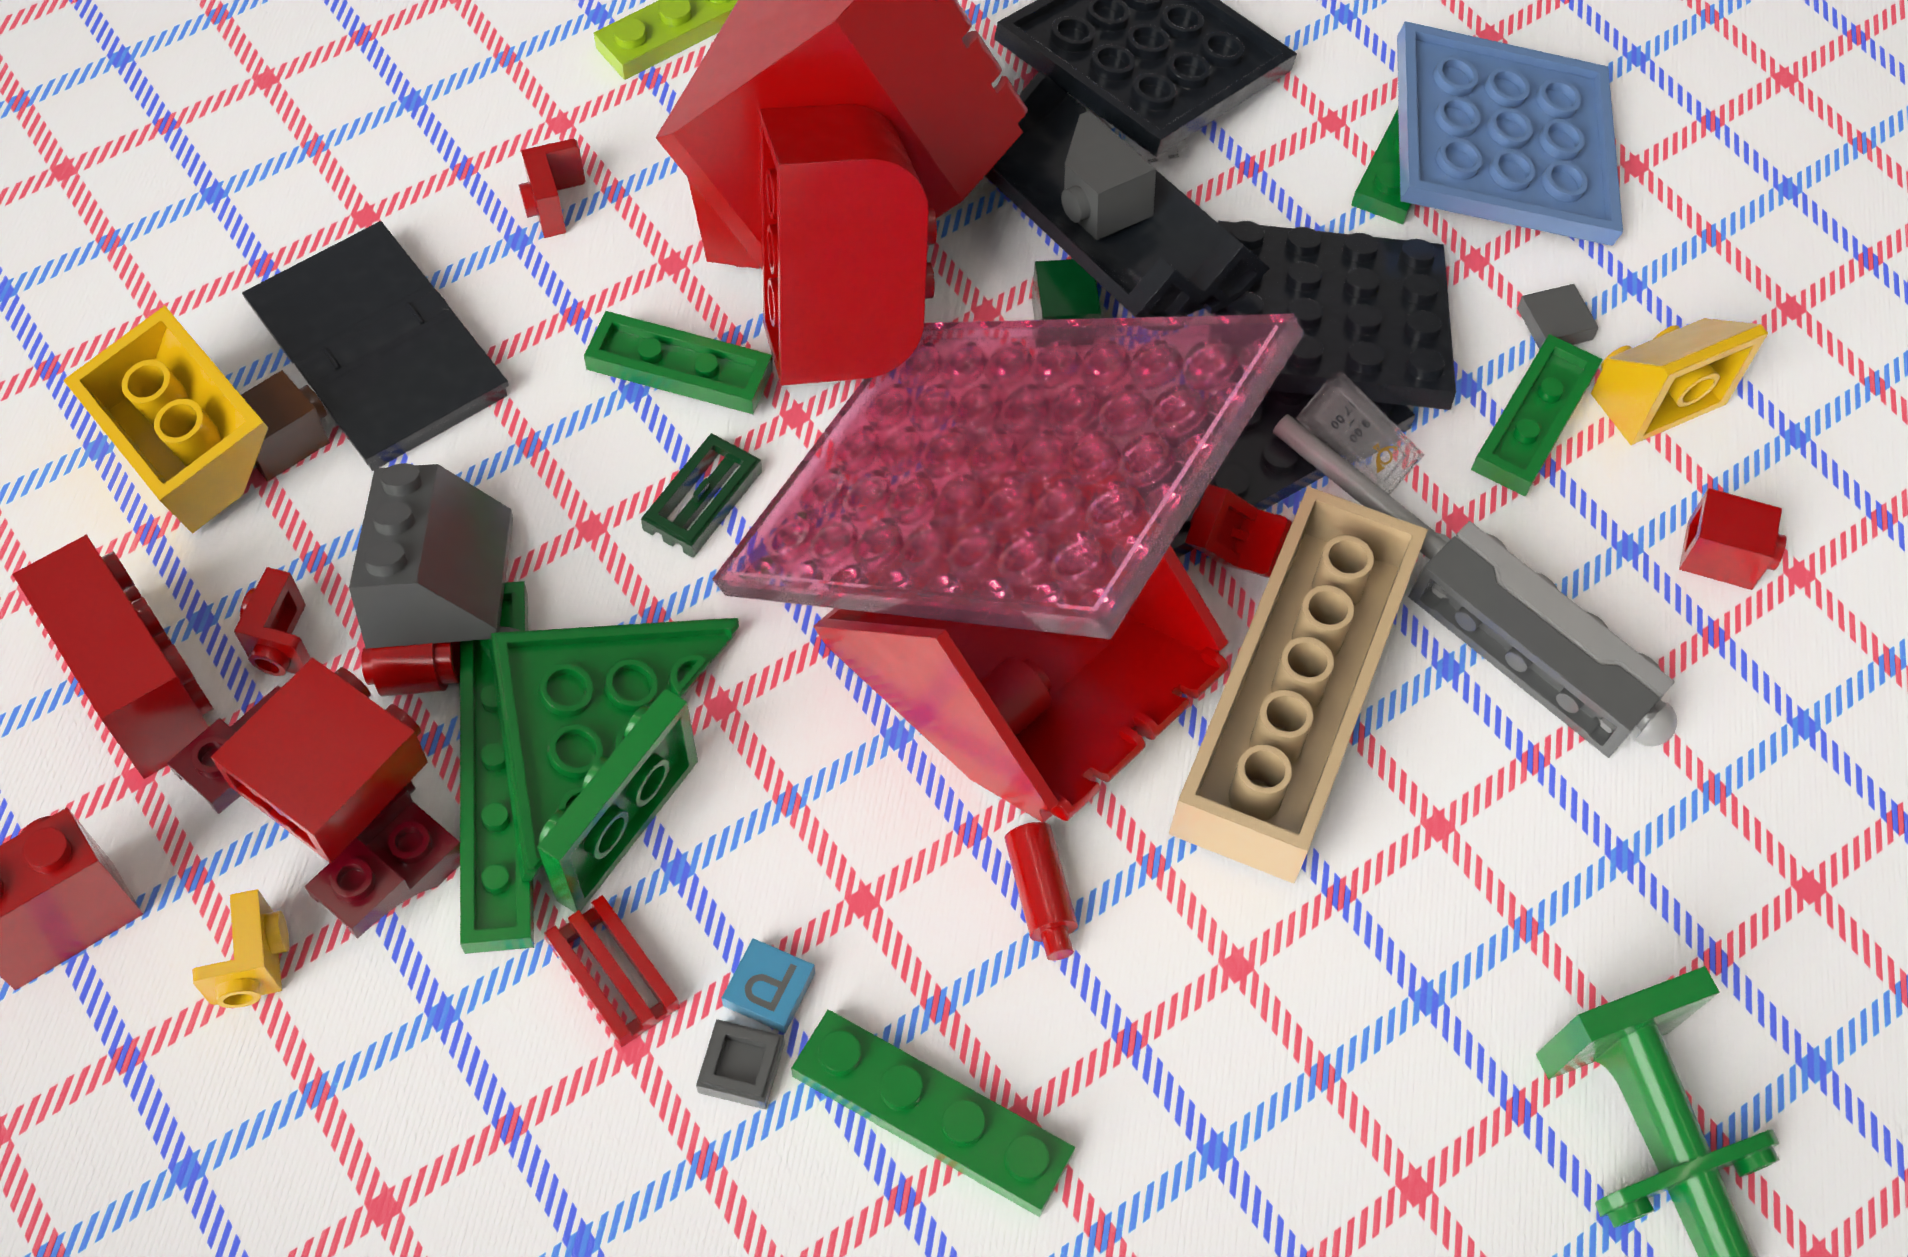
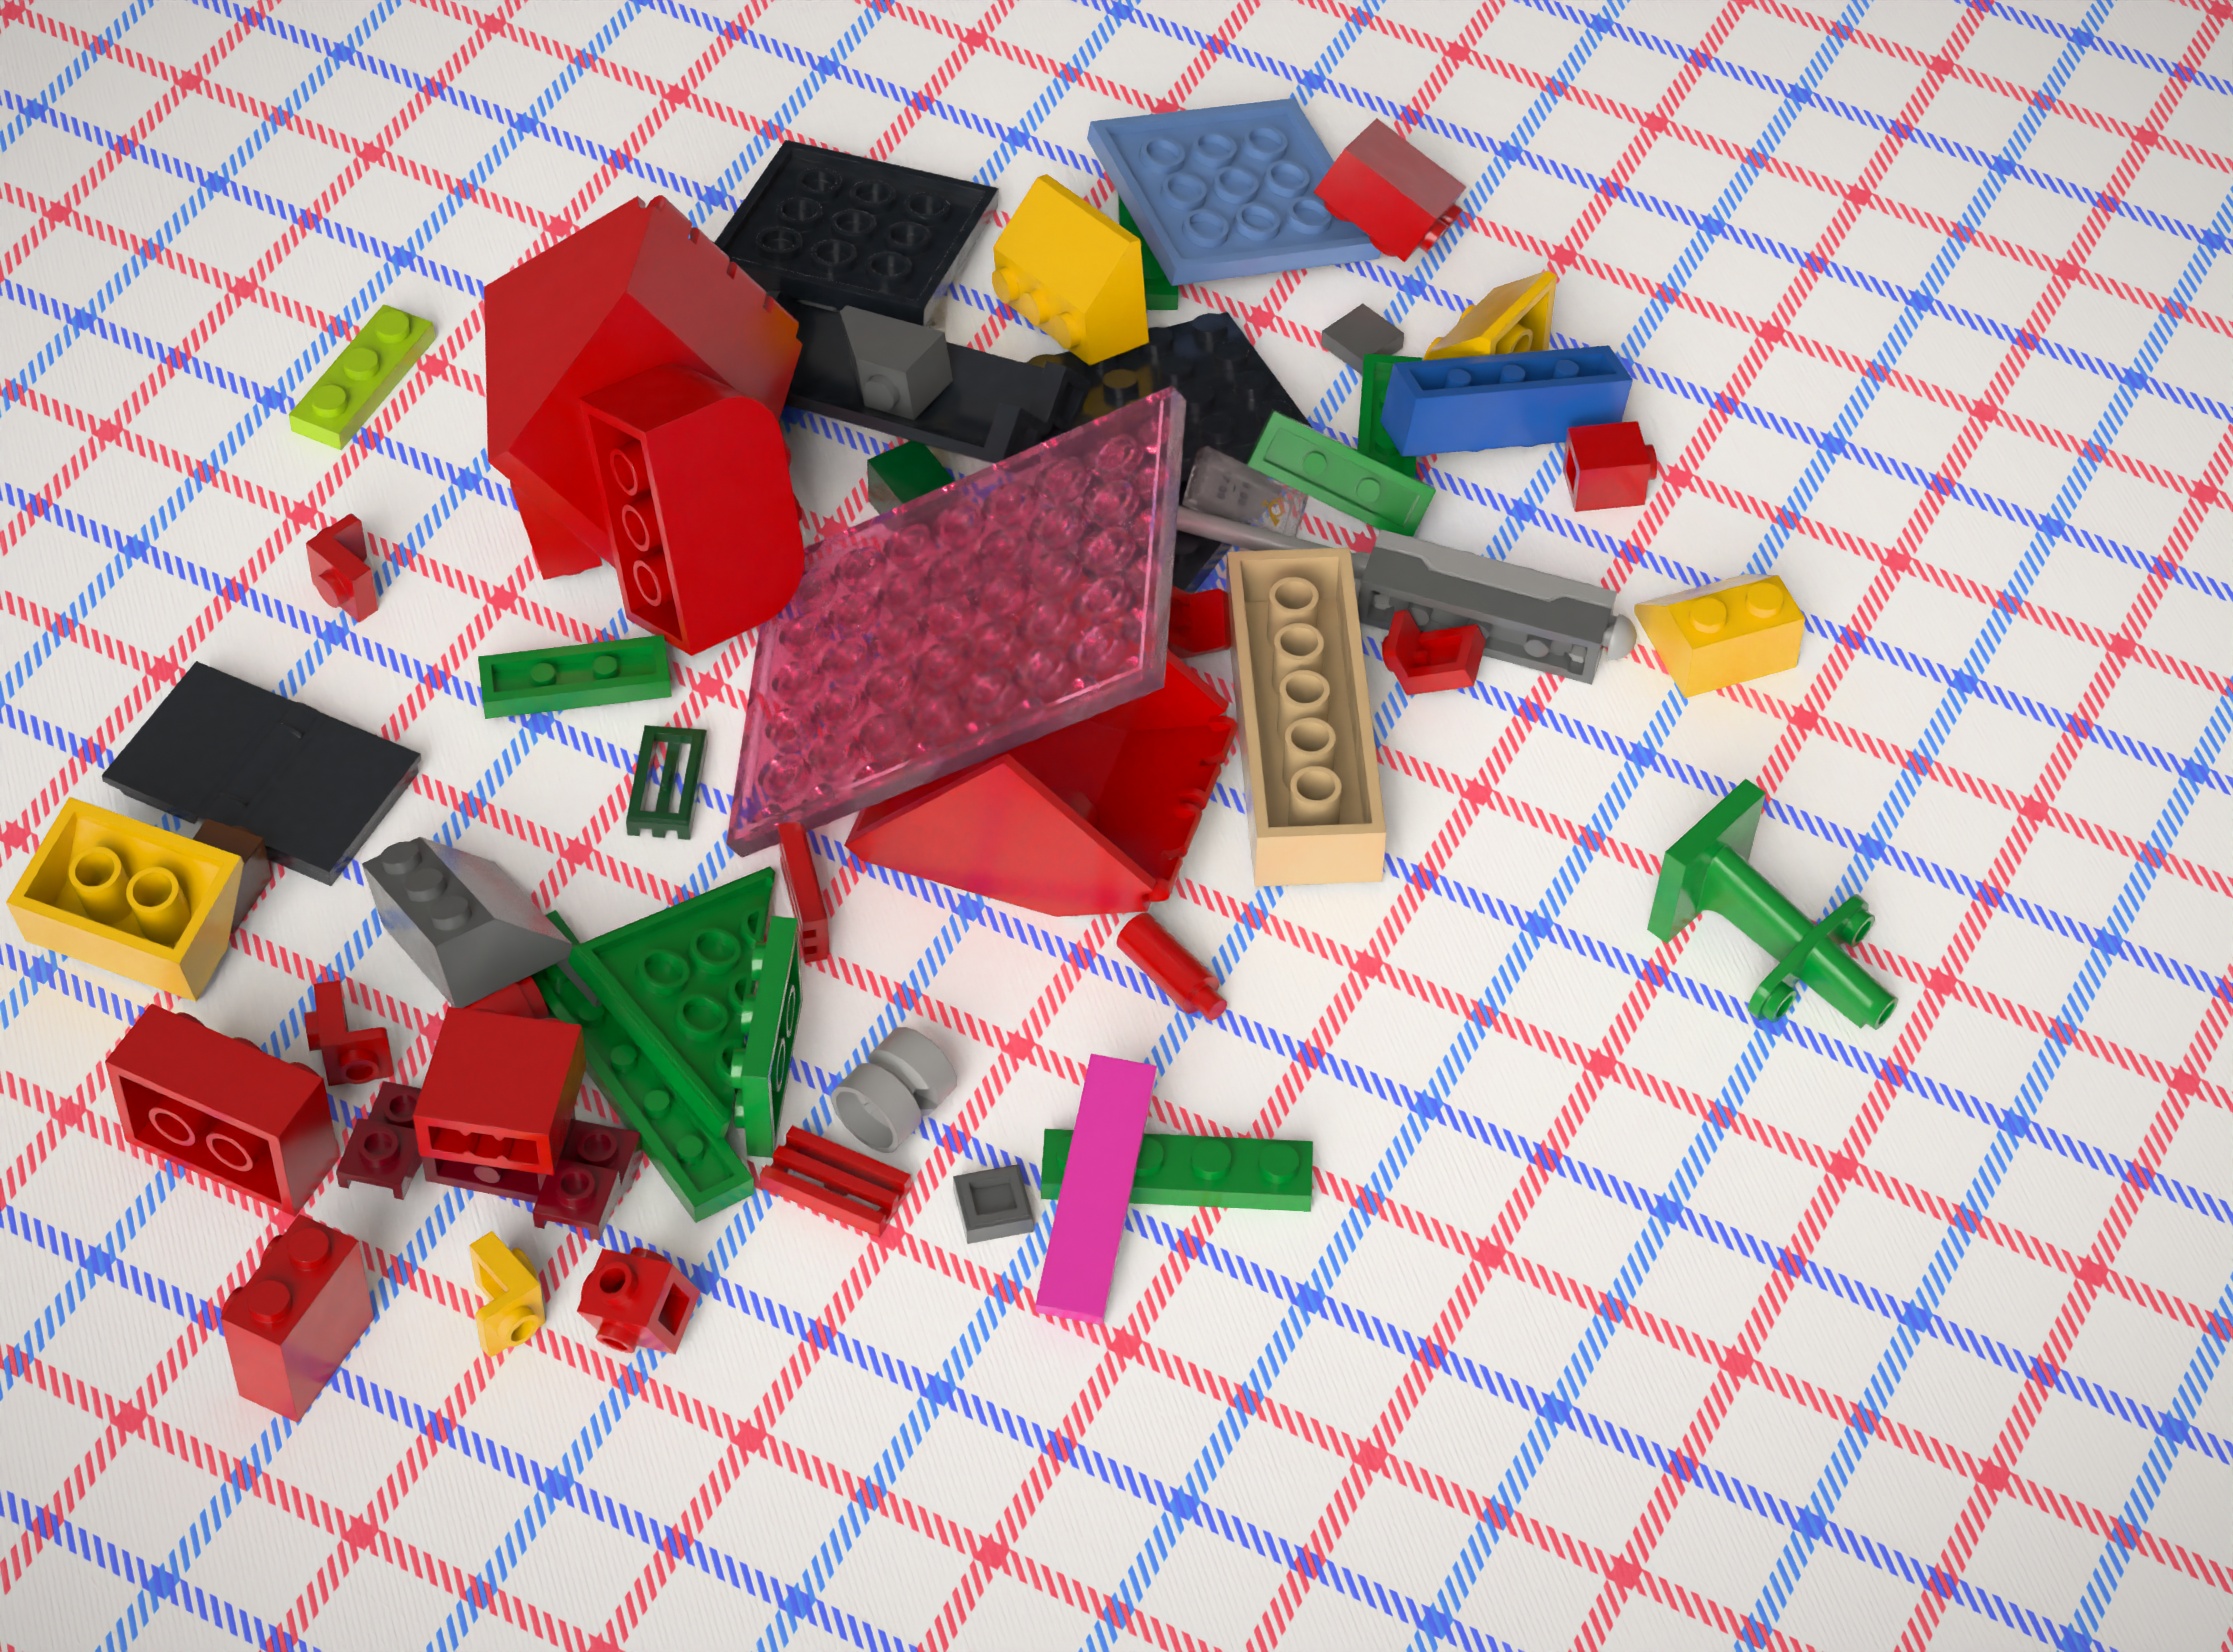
camera: 25 degrees left, 10 degrees down
(346, 1023) = (637, 1301): none -> red brick
(708, 904) = (889, 1095): none -> light grey wheel
(748, 658) = (804, 891): none -> red tile
(768, 985) = (980, 1136): dark azure tile -> none
(830, 1108) = (1096, 1189): none -> dark pink tile
(1311, 157) = (1072, 273): none -> yellow slope
(1461, 450) = (1340, 475): none -> green plate
(1461, 669) = (1432, 658): none -> red bracket
(1650, 188) = (1391, 192): none -> red brick
(1658, 435) = (1502, 399): none -> blue brick
(1769, 760) = (1724, 632): none -> yellow slope

